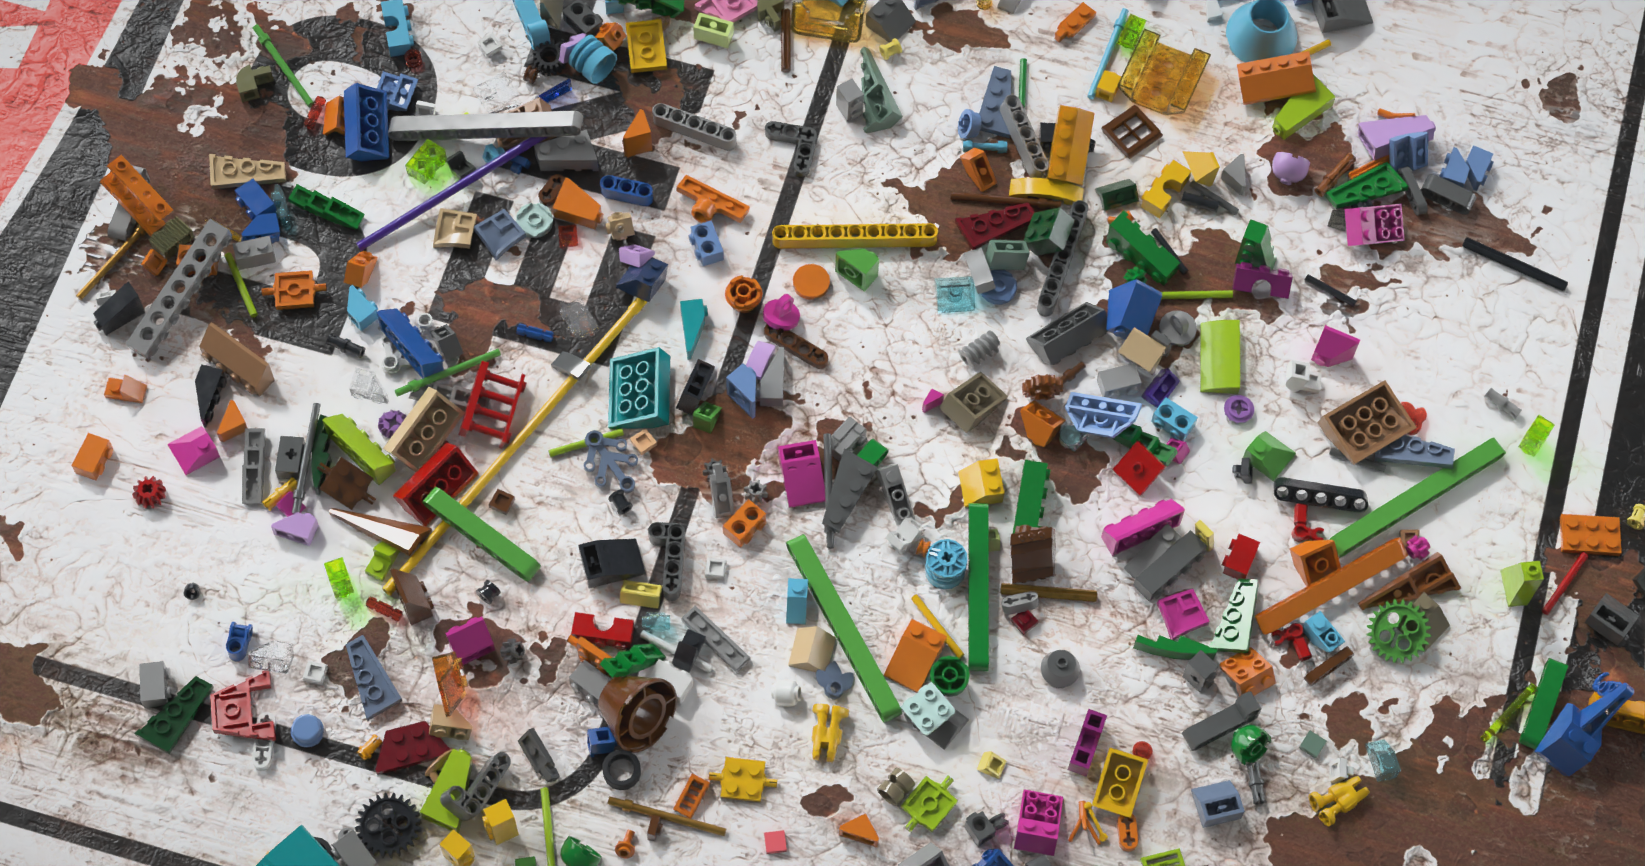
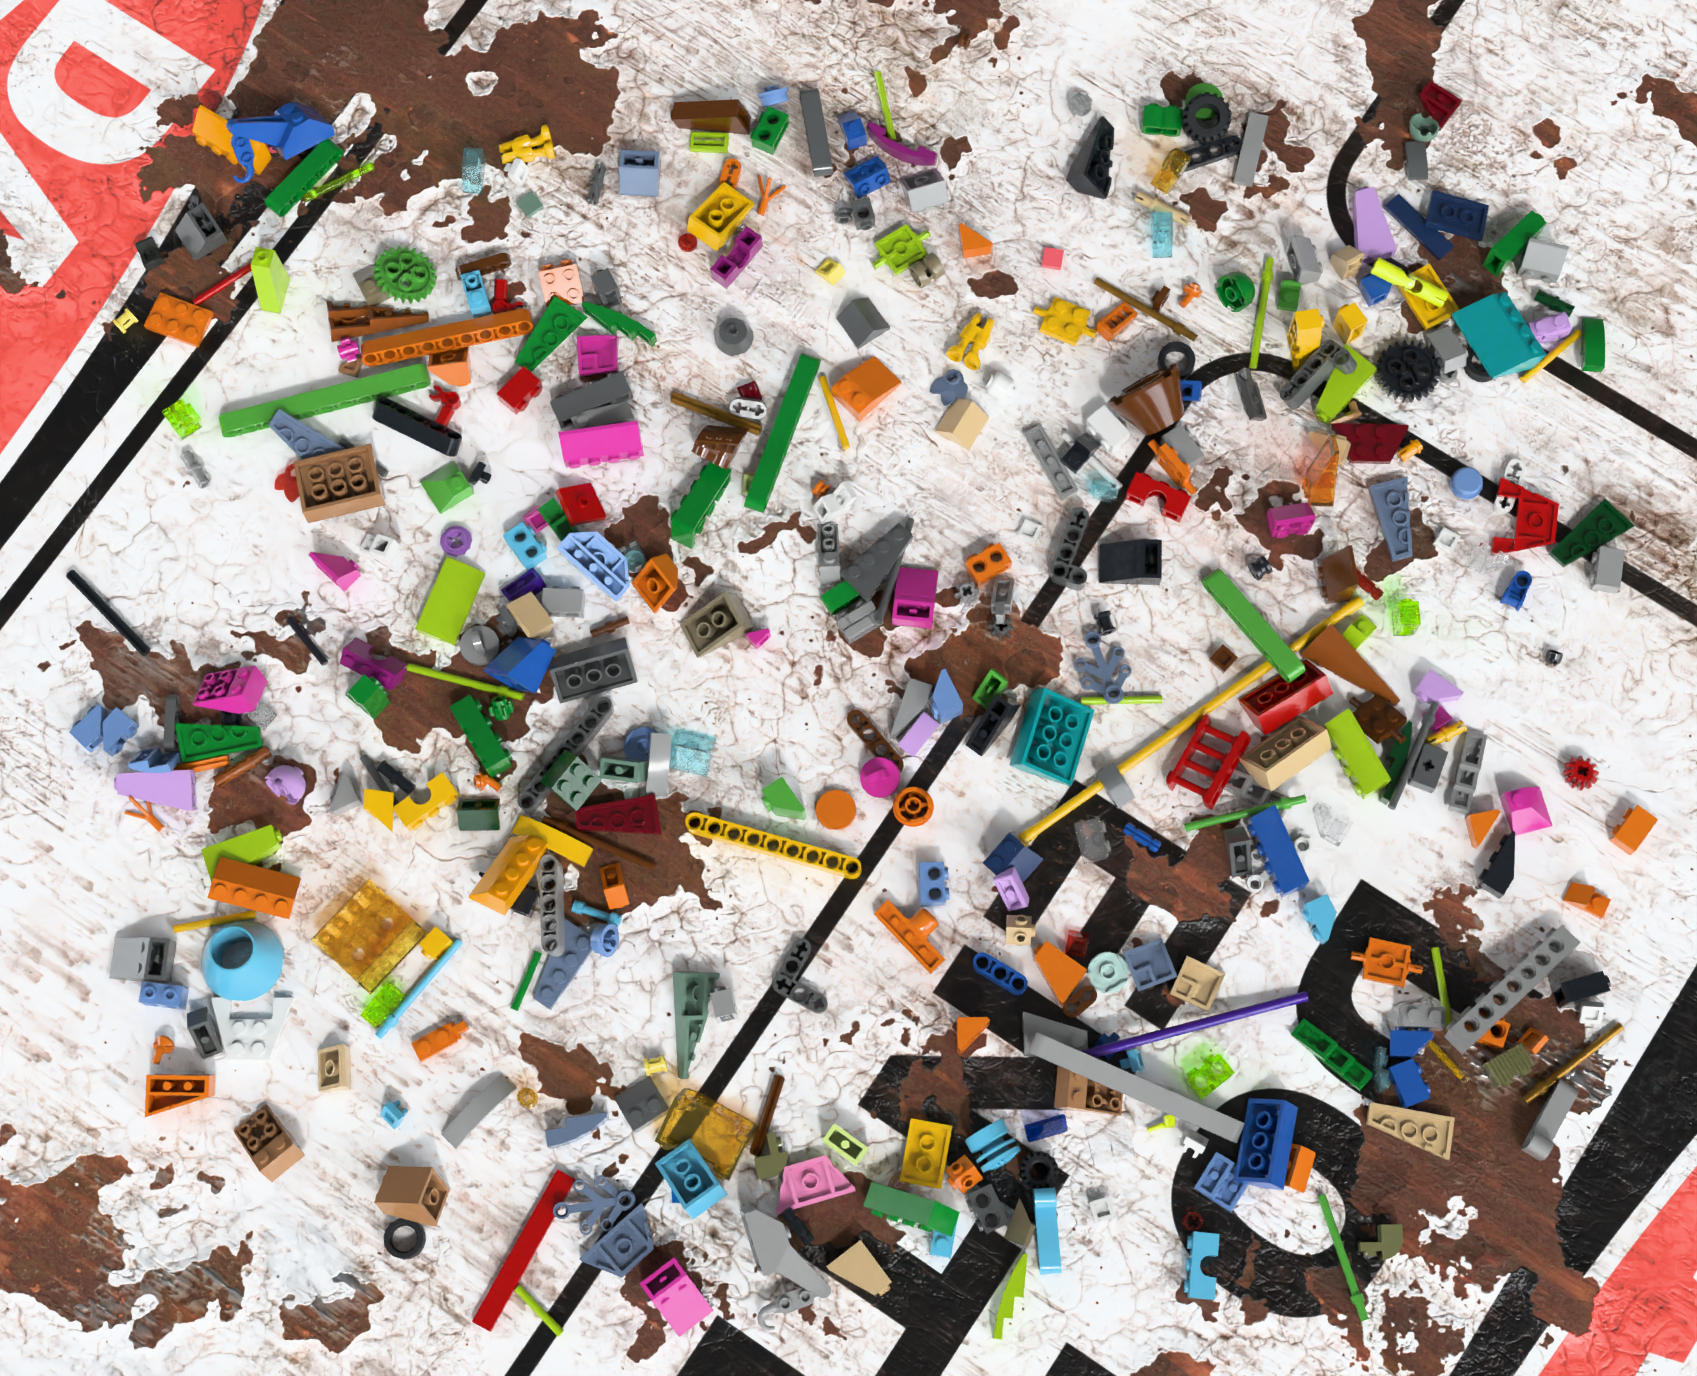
camera: 155 degrees left, 10 degrees up
(136, 195) = (1543, 1107): orange fence -> none
(236, 360) = (1464, 891): medium nougat slope -> none
(315, 112) = (1319, 1182): clear red axle -> none
(345, 345) = (1344, 880): black pin -> none
(360, 269) = (1310, 965): orange slope -> none
(384, 425) = (1317, 787): medium lavender gear -> none
(459, 165) = (1172, 1057): pearl dark grey bracket -> none
(512, 651) = (1251, 501): dark grey gear -> none
(530, 74) = (1065, 1155): reddish brown bush -> none
(567, 48) = (1009, 1169): lavender slope -> none
(632, 661) = (1139, 446): green slope -> none
(640, 594) = (1109, 527): light yellow slope -> none
(643, 441) = (1063, 680): light nougat plate -> none
(693, 322) = (974, 796): teal slope -> none
(700, 133) = (898, 1021): light grey beam -> none
(796, 601) = (961, 473): medium azure slope -> none
(844, 628) = (925, 435): bright green beam -> none
(928, 709) = (874, 327): light aqua bracket -> none
(943, 573) = (806, 472): medium azure wheel -> none
(950, 675) = (842, 350): green cylinder -> none
(979, 349) = (689, 676): light grey piece -> none
(982, 482) = (740, 536): yellow slope -> none
(1038, 822) = (806, 206): dark pink slope -> none
(1042, 387) = (643, 611): dark orange gear -> none
(1103, 836) = (754, 179): yellow hinge -> none
(1142, 143) = (439, 901): reddish brown piece -> none
(1161, 240) = (451, 733): black bar -> none
(1205, 534) = (549, 407): light yellow tile -> none
(1222, 723) = (604, 243): dark grey beam -> none
(1249, 743) = (589, 216): green cylinder -> none
(1448, 194) = (137, 707): dark grey beam -> none

